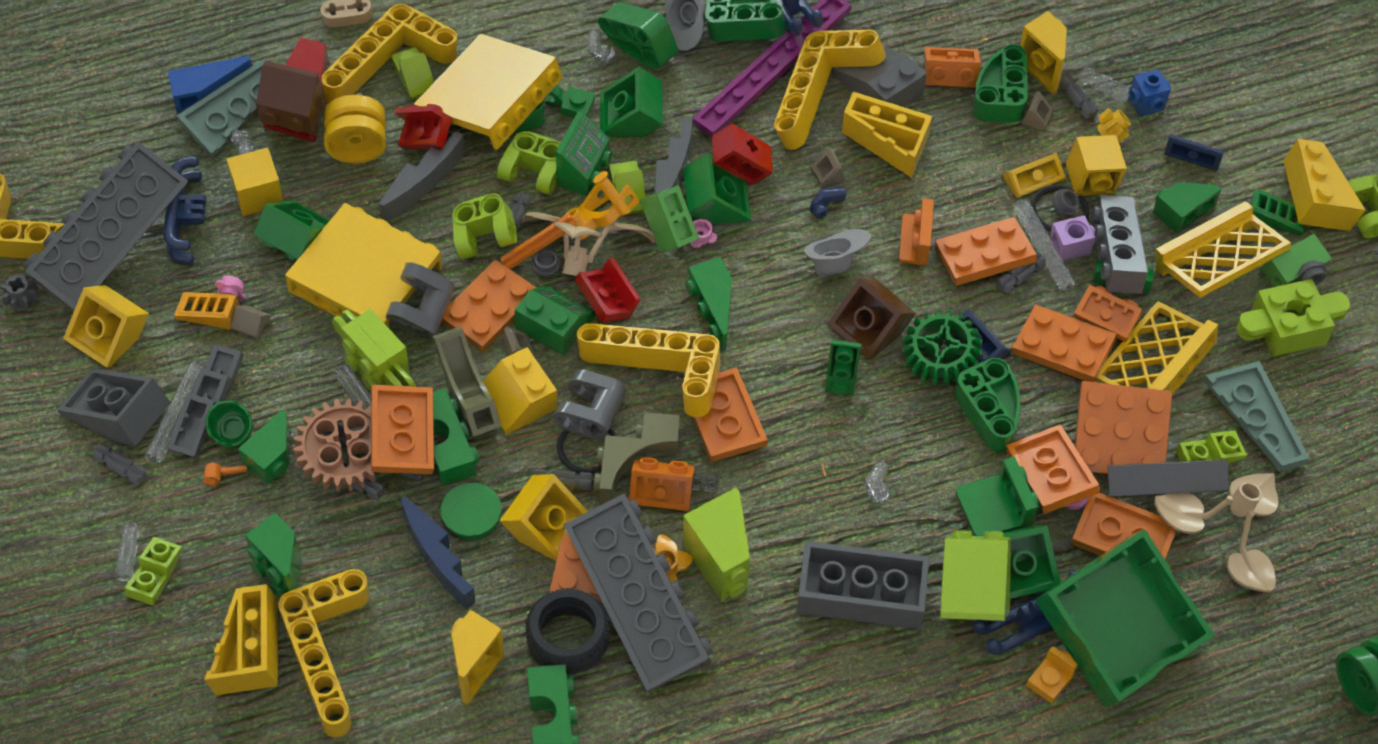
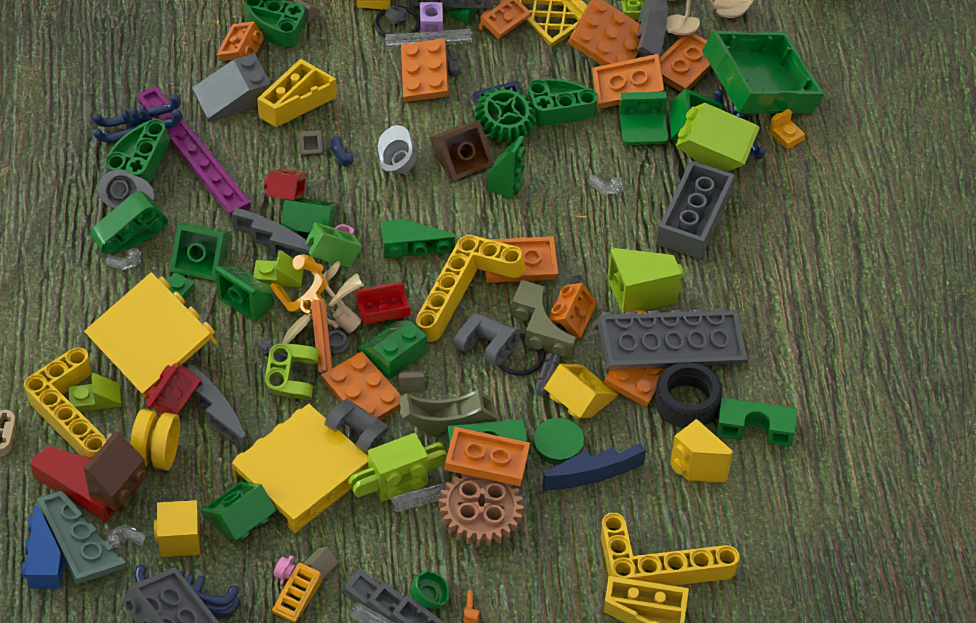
camera: 75 degrees left, 5 degrees down
(268, 449) = (462, 566): green slope -> none
(275, 554) = (578, 570): green slope -> none
(520, 390) = (457, 375): yellow slope -> none
(534, 154) = (228, 319): lime piece -> none
(817, 57) = (224, 126): yellow beam -> none
(916, 235) = (397, 101): orange bracket -> none
(1035, 175) = (360, 27): yellow slope -> none
(1064, 343) = (519, 50): orange plate -> none

